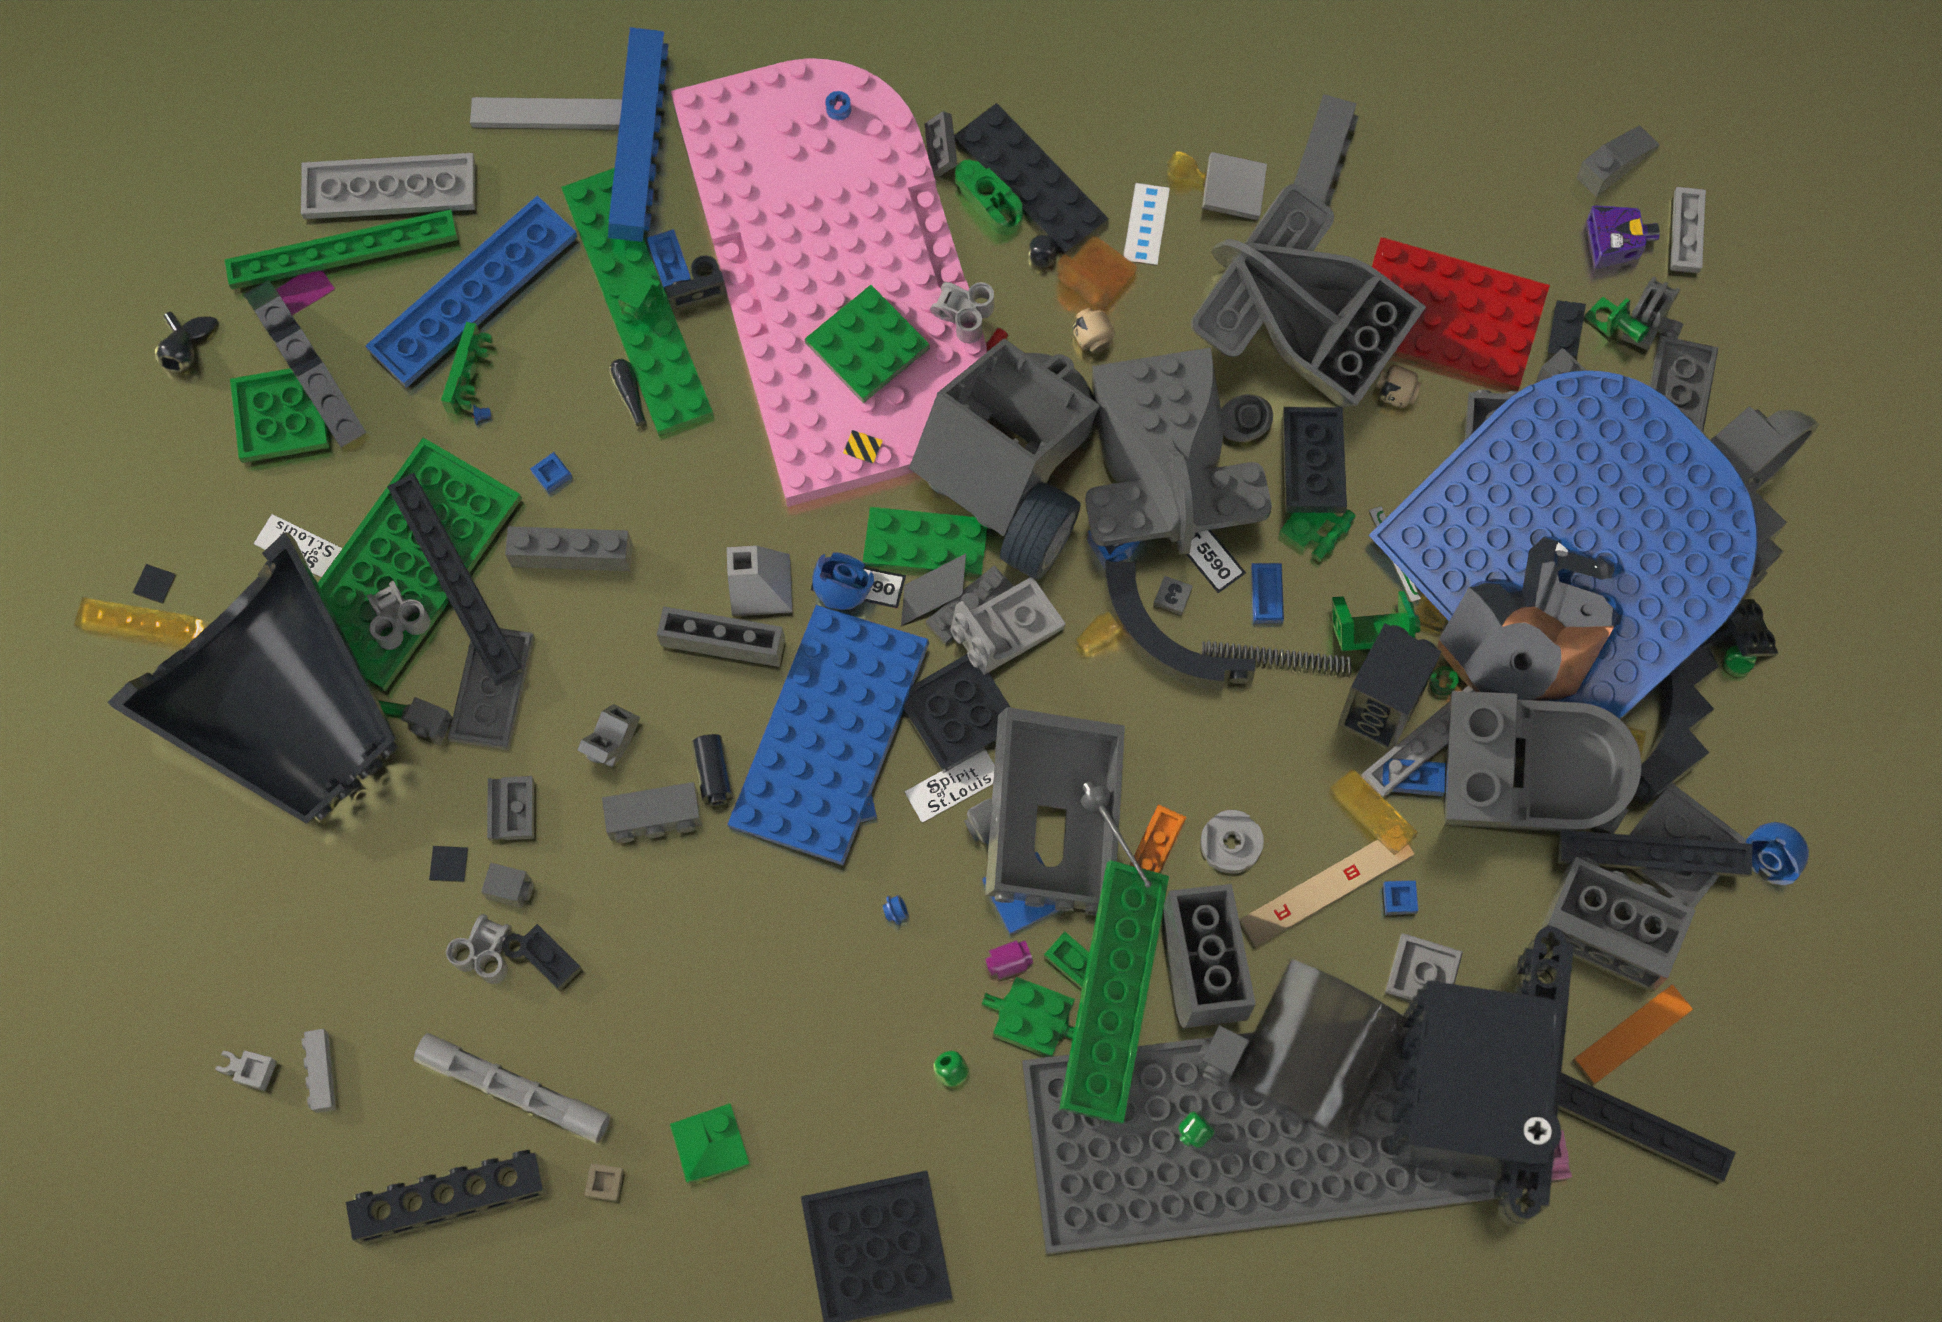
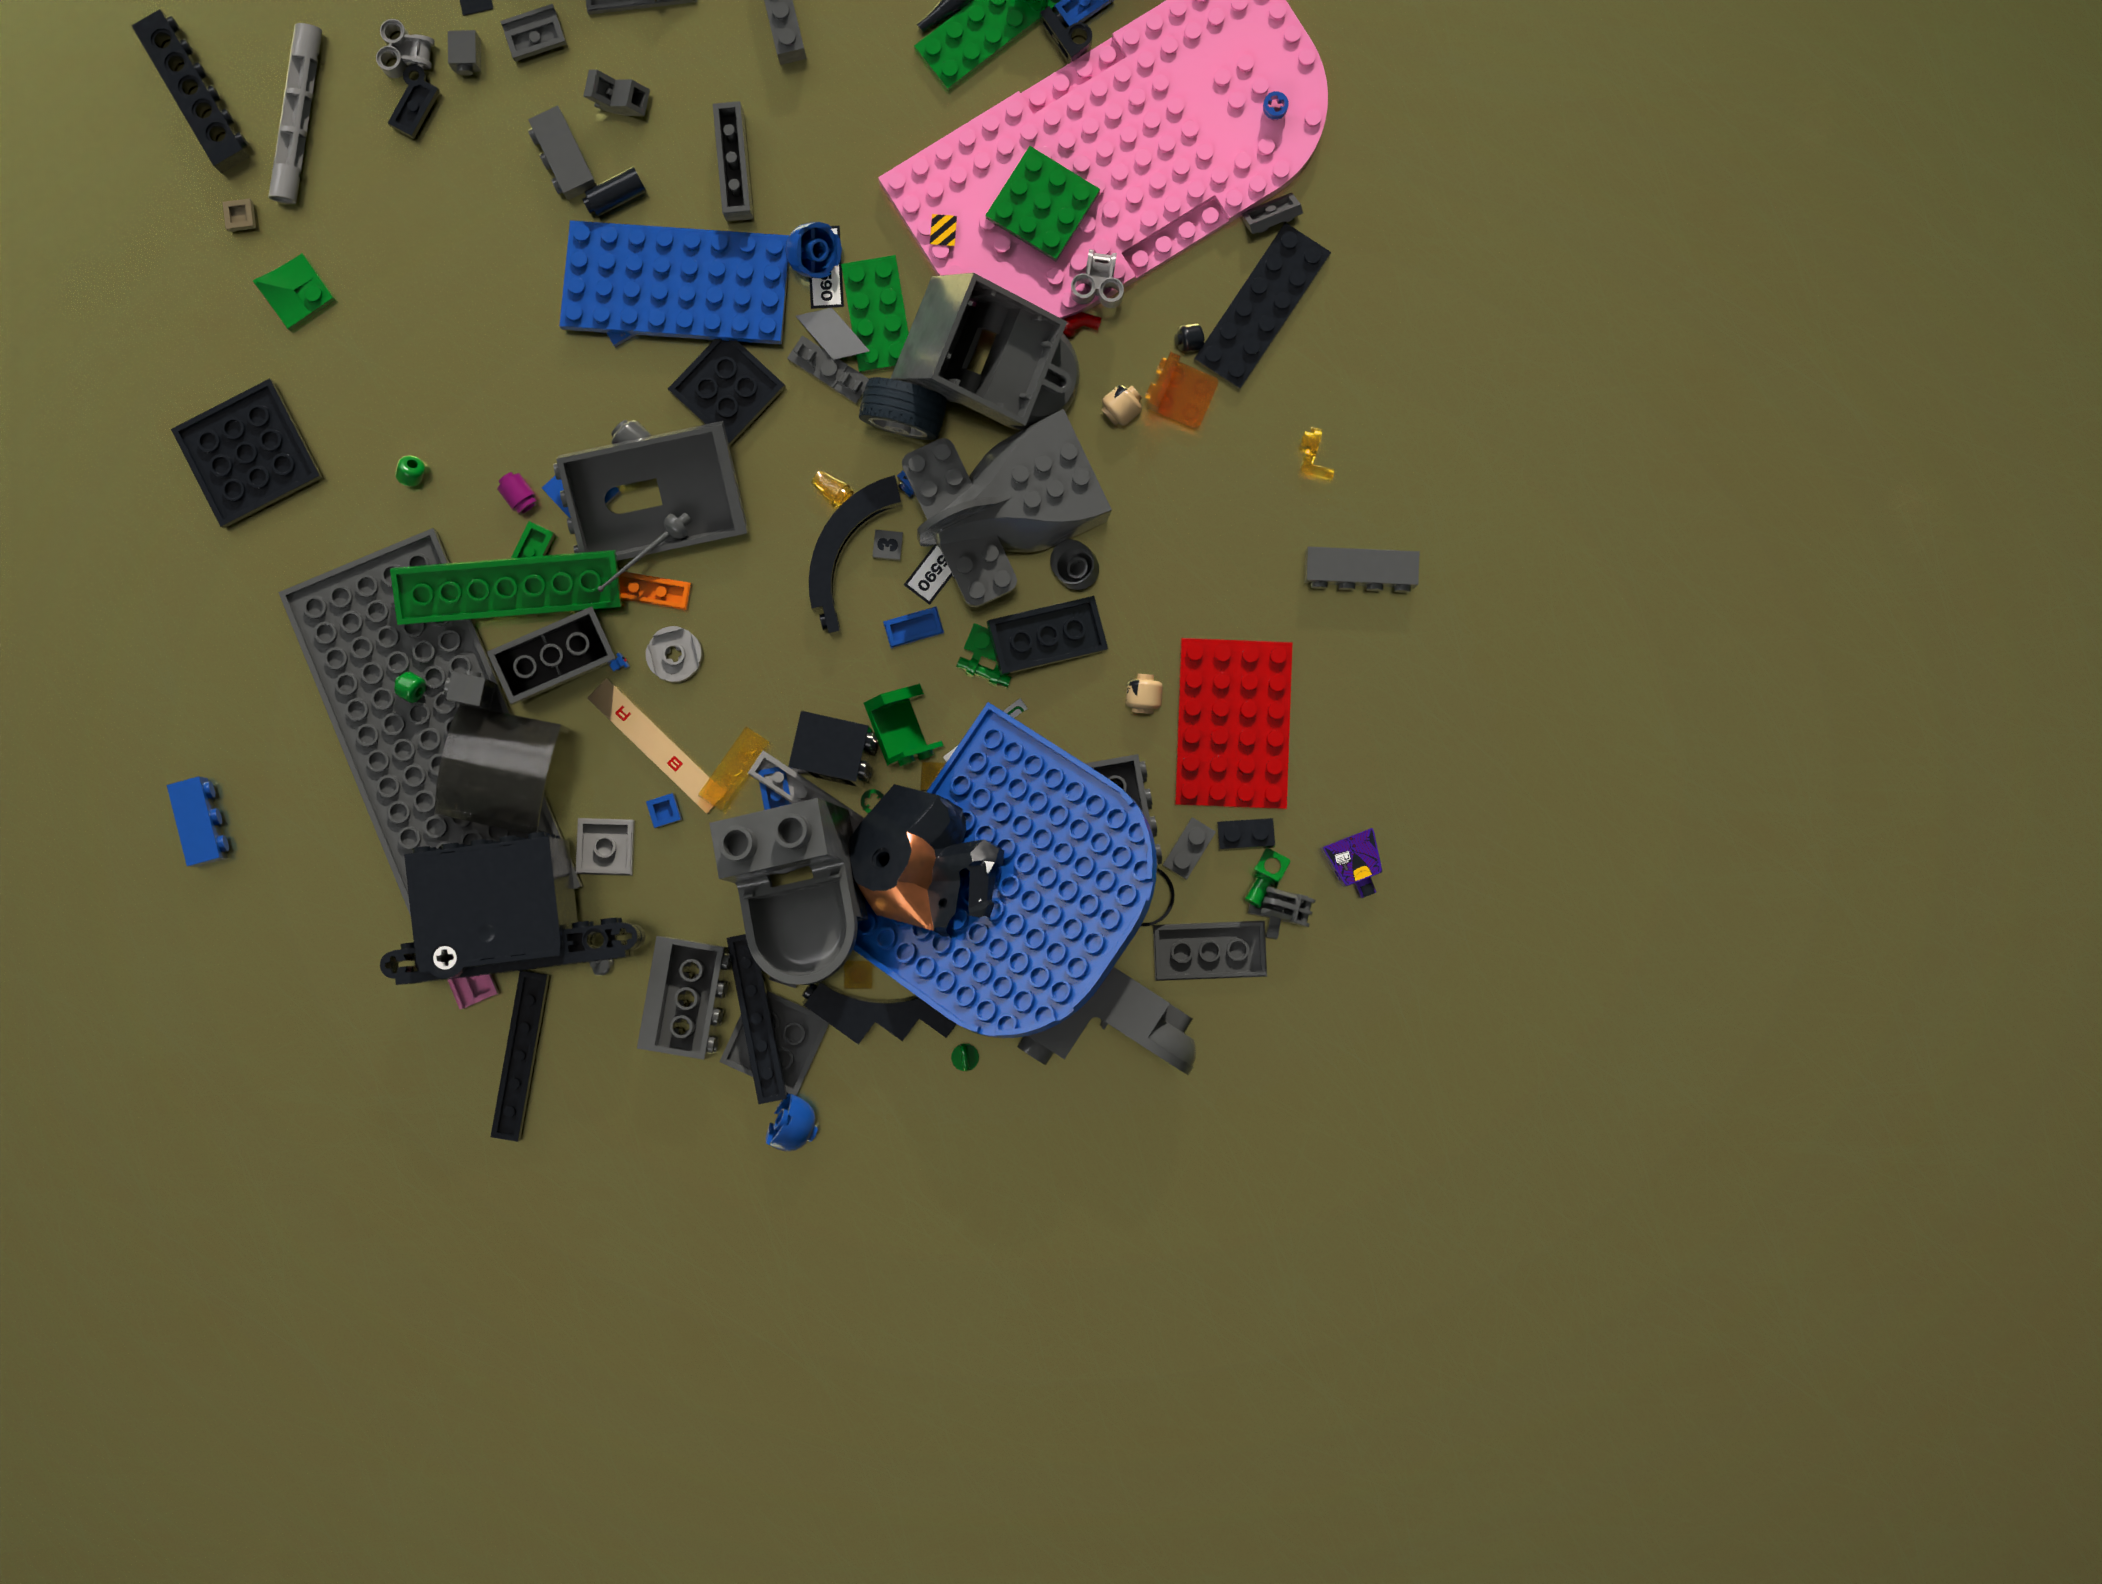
camera: 70 degrees right, 15 degrees up
(759, 581) = (795, 178): light grey slope -> none
(895, 909) = (535, 385): blue plate -> none
(951, 787) = (655, 398): white sticker -> none
(974, 180) = (1244, 254): green piece -> none
(1005, 625) = (812, 405): light grey bracket -> none
(1032, 1017) = (475, 526): green plate -> none
(1146, 223) = (1249, 425): white sticker -> none
(1234, 186) = (1306, 494): light grey tile -> none
(1277, 656) = (850, 643): dark grey piece -> none
(1323, 310) = (1173, 602): dark grey brick -> none
(1615, 159) = (1437, 843): dark grey slope -> none
(1632, 1034) = (599, 1035): orange tile -> none
(1688, 230) = (1380, 923): light grey plate -> none
(1748, 630) = (990, 1058): black plate -> none

